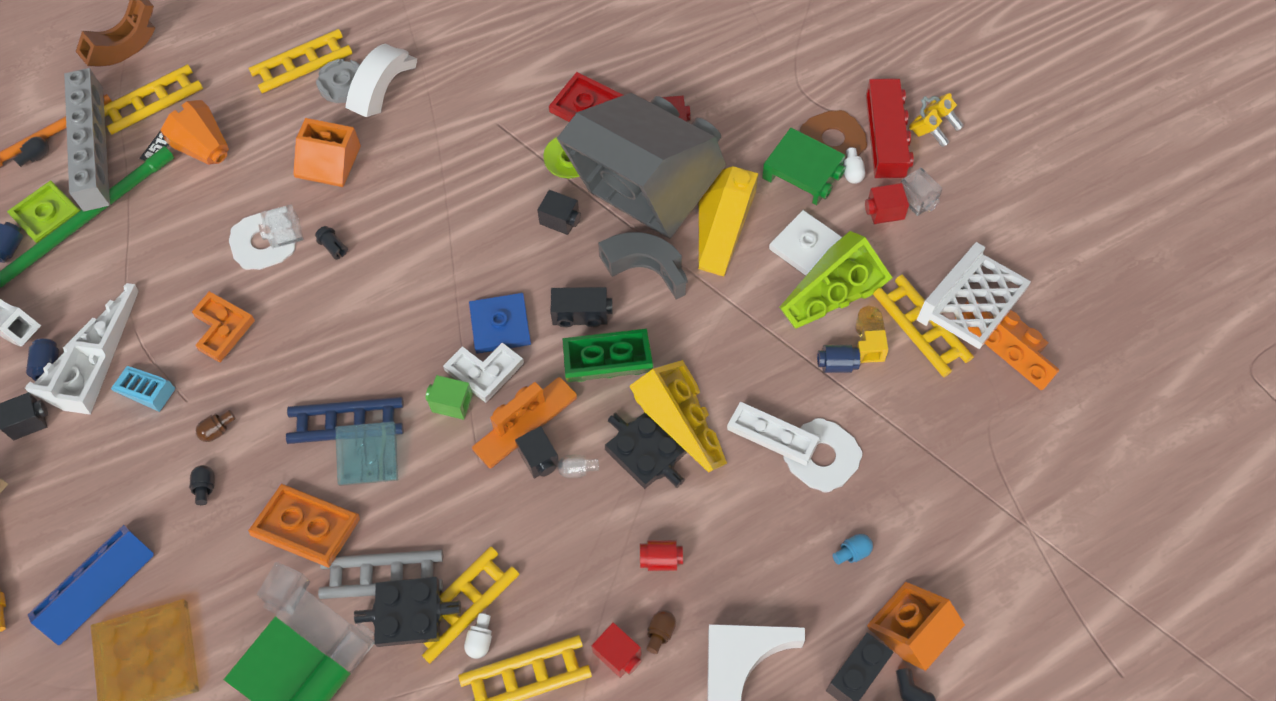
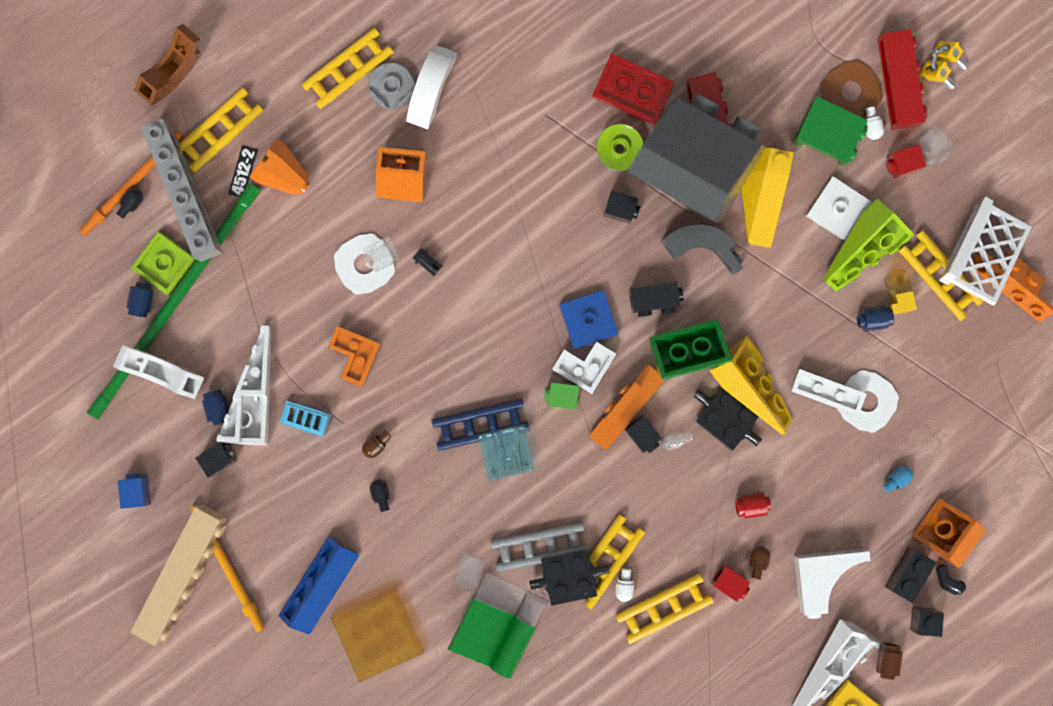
camera: 10 degrees left, 25 degrees up
(304, 525) = (471, 518): orange tile -> none

